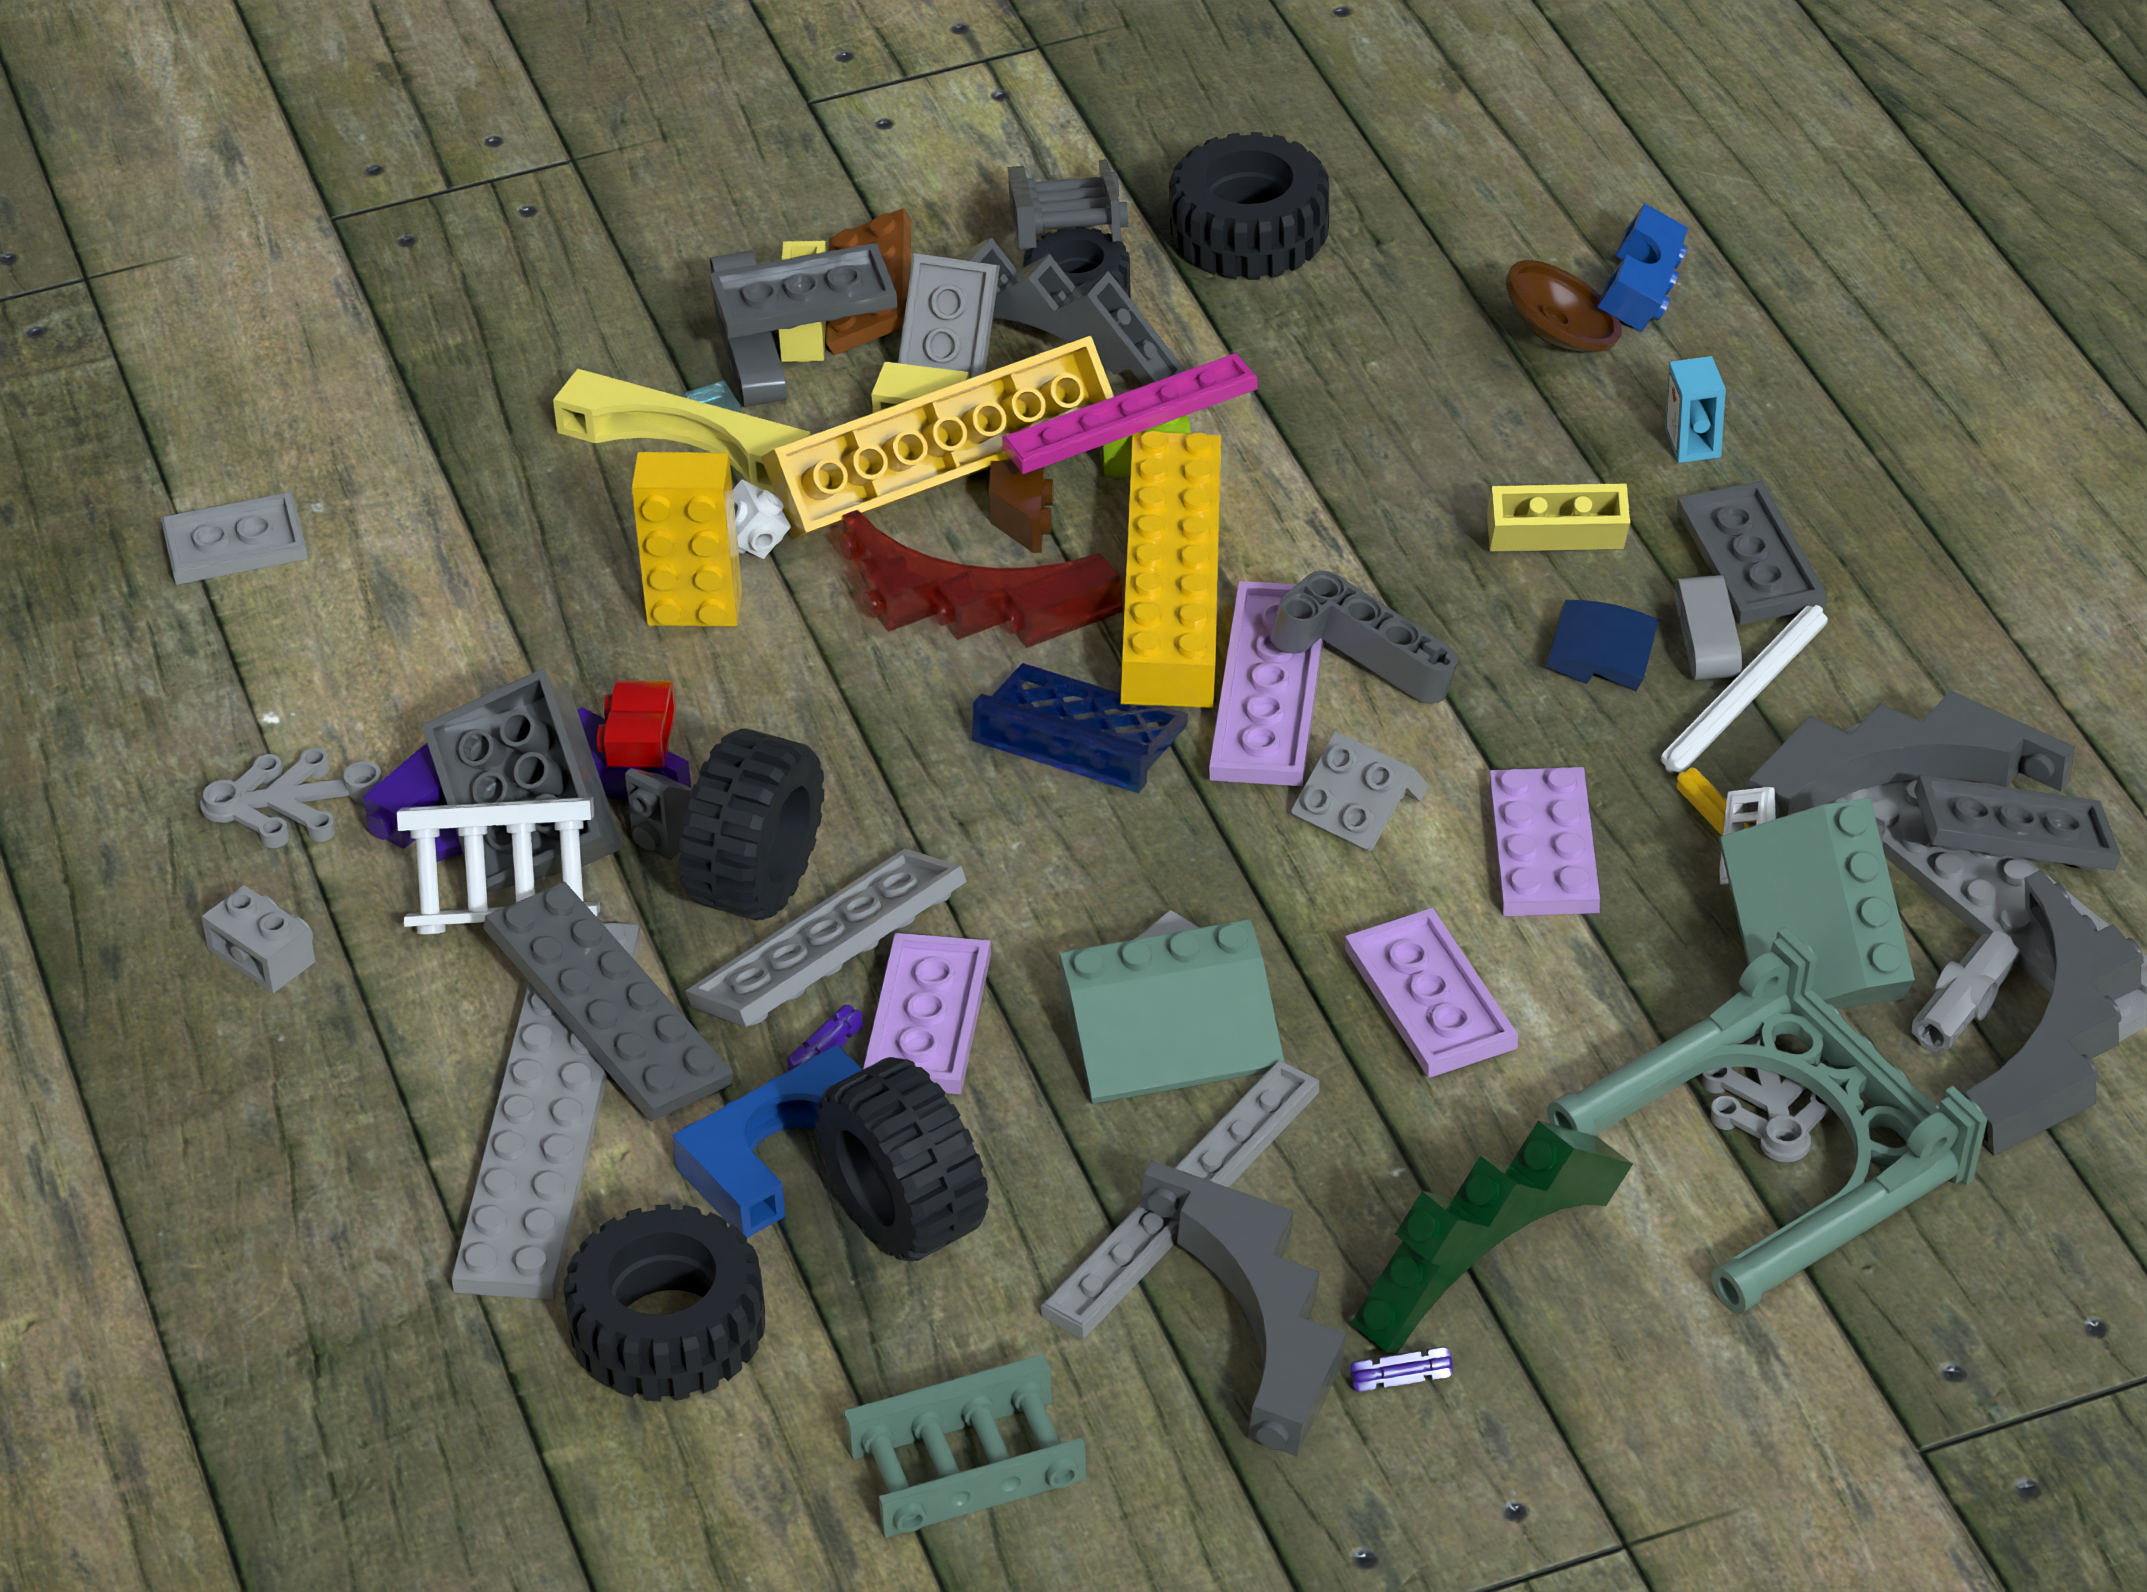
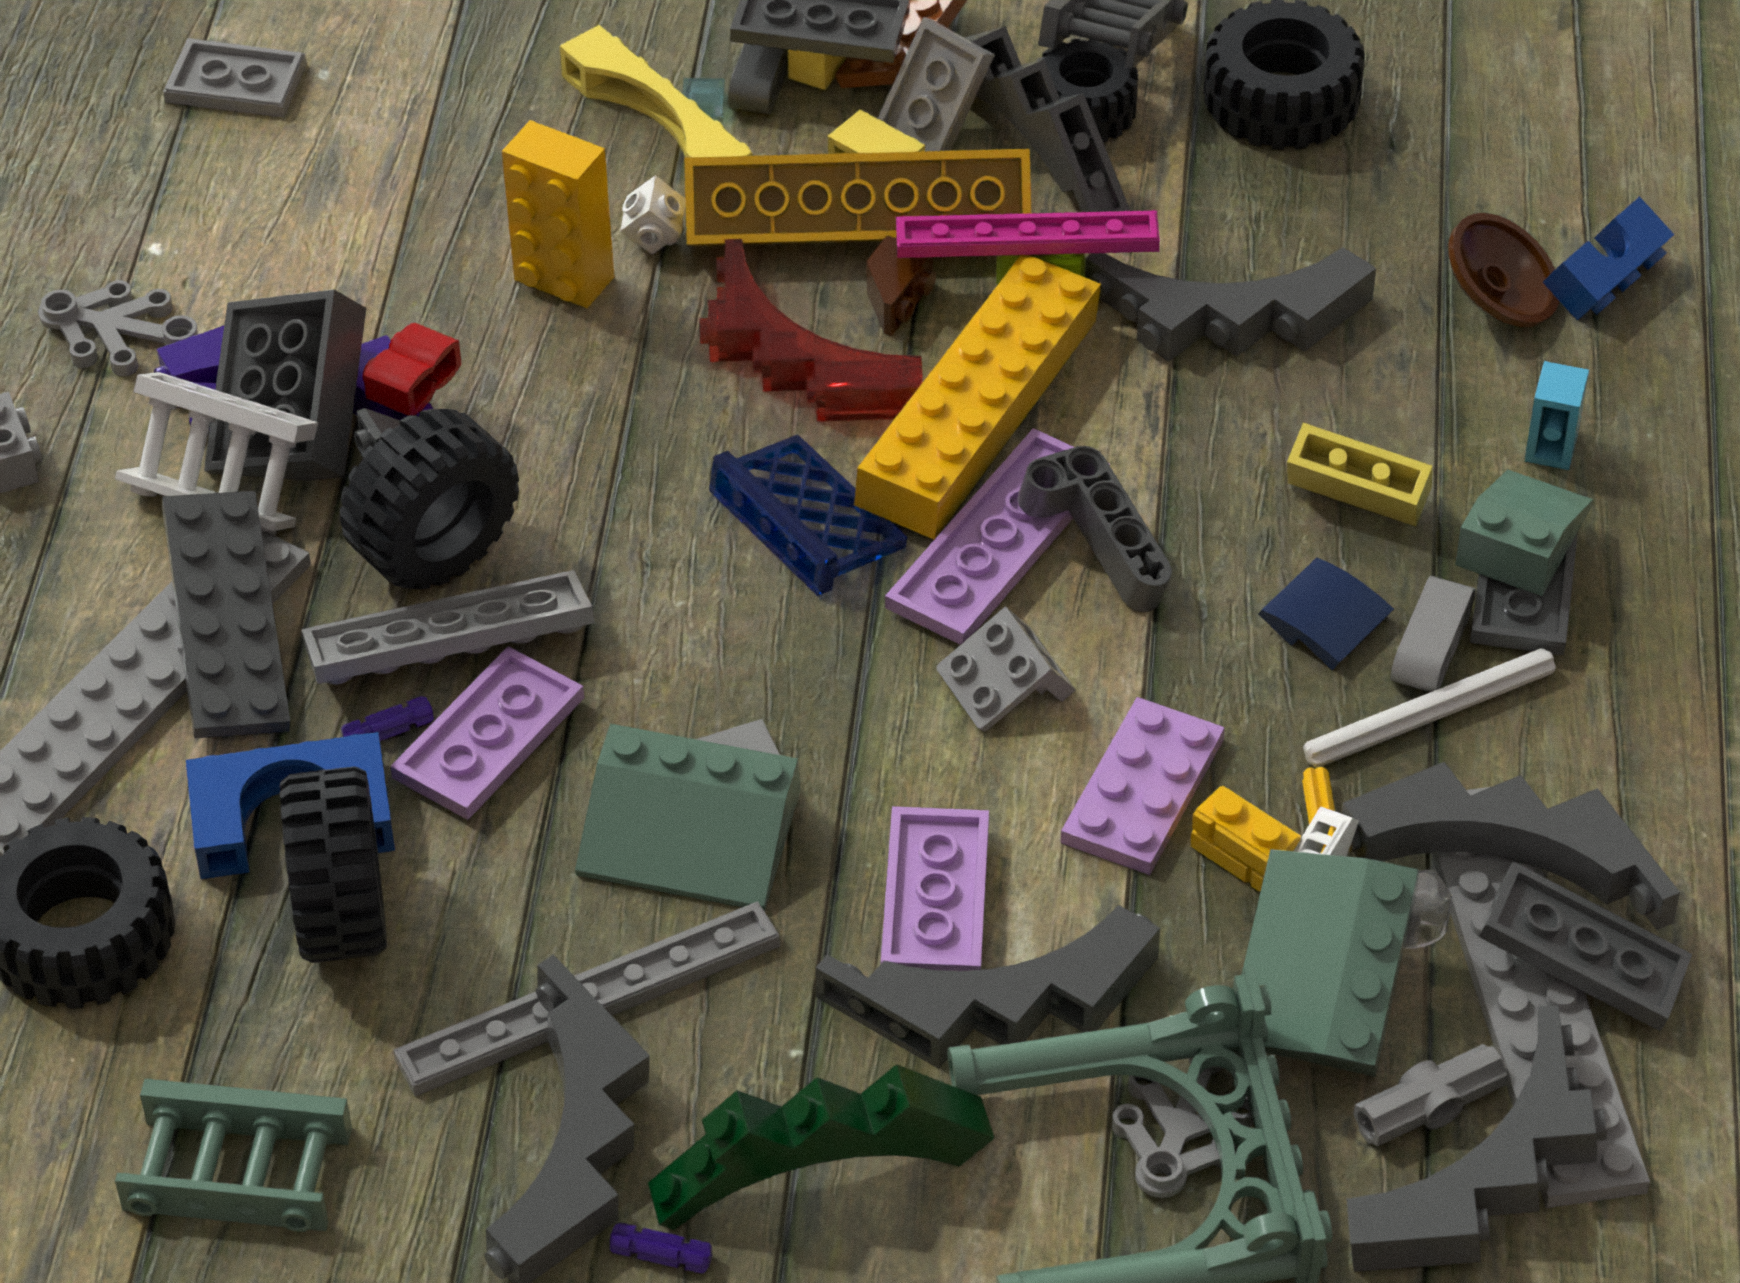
camera: 25 degrees right, 5 degrees up
(1344, 426) = (1235, 315): none -> dark grey arch
(1501, 1085) = (940, 1008): none -> dark grey arch
(1670, 849) = (1238, 835): none -> yellow brick
(1732, 515) = (1520, 531): none -> sand green slope

